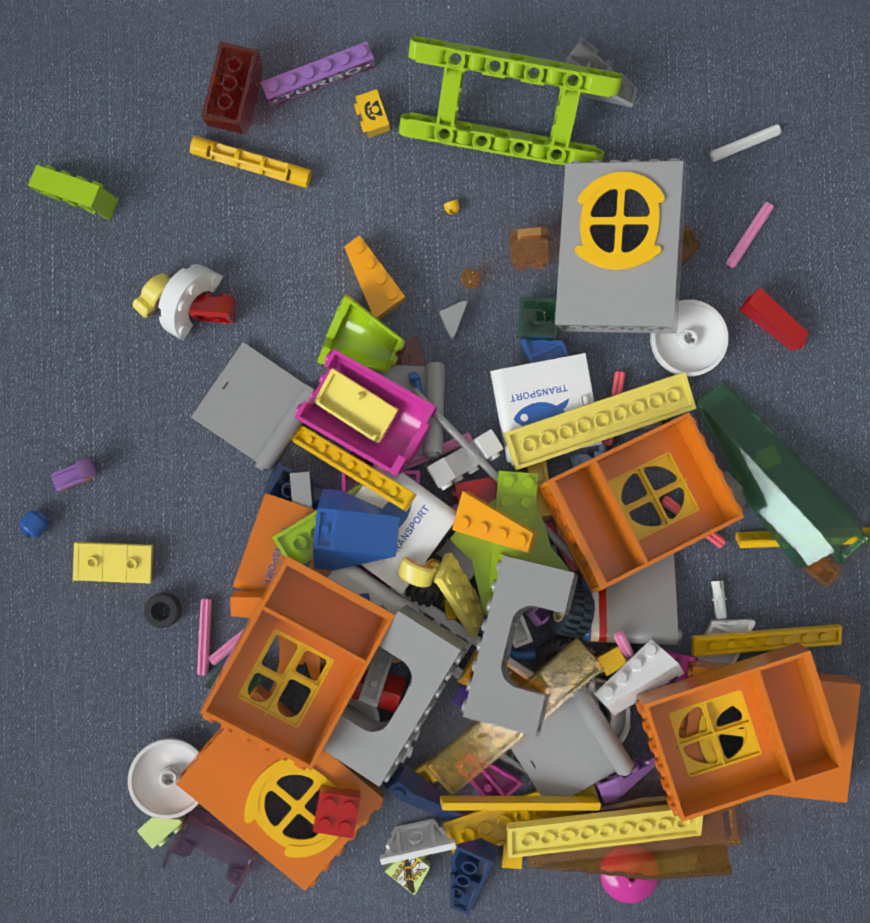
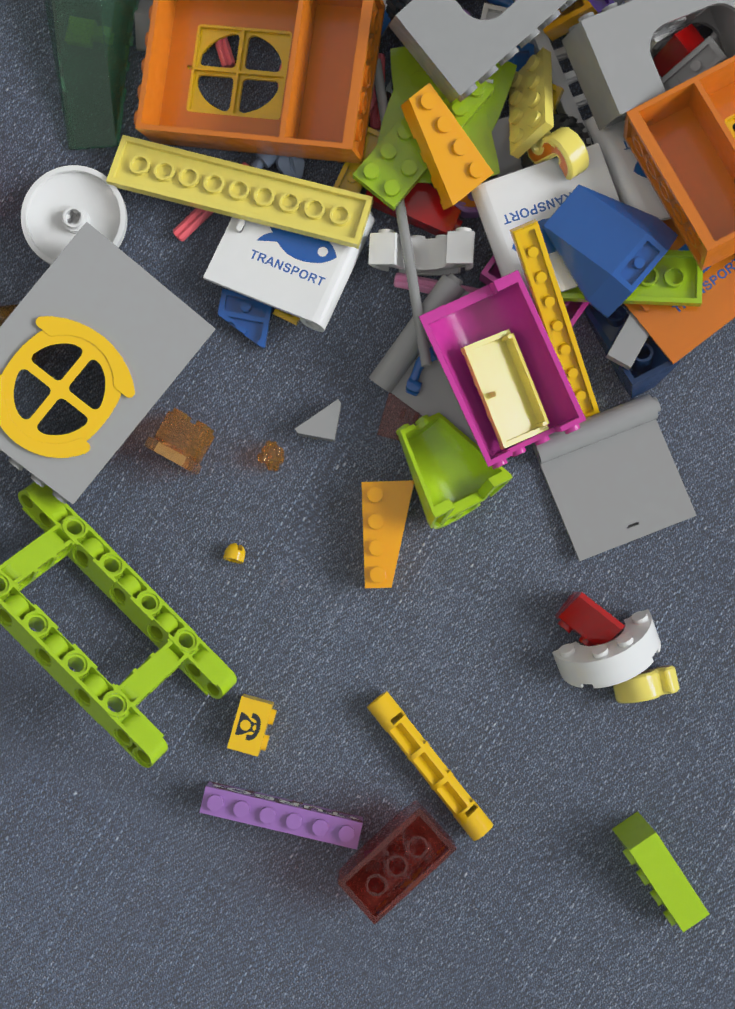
camera: 145 degrees left, 0 degrees up
(536, 318) = (229, 356): clear green slope -> none

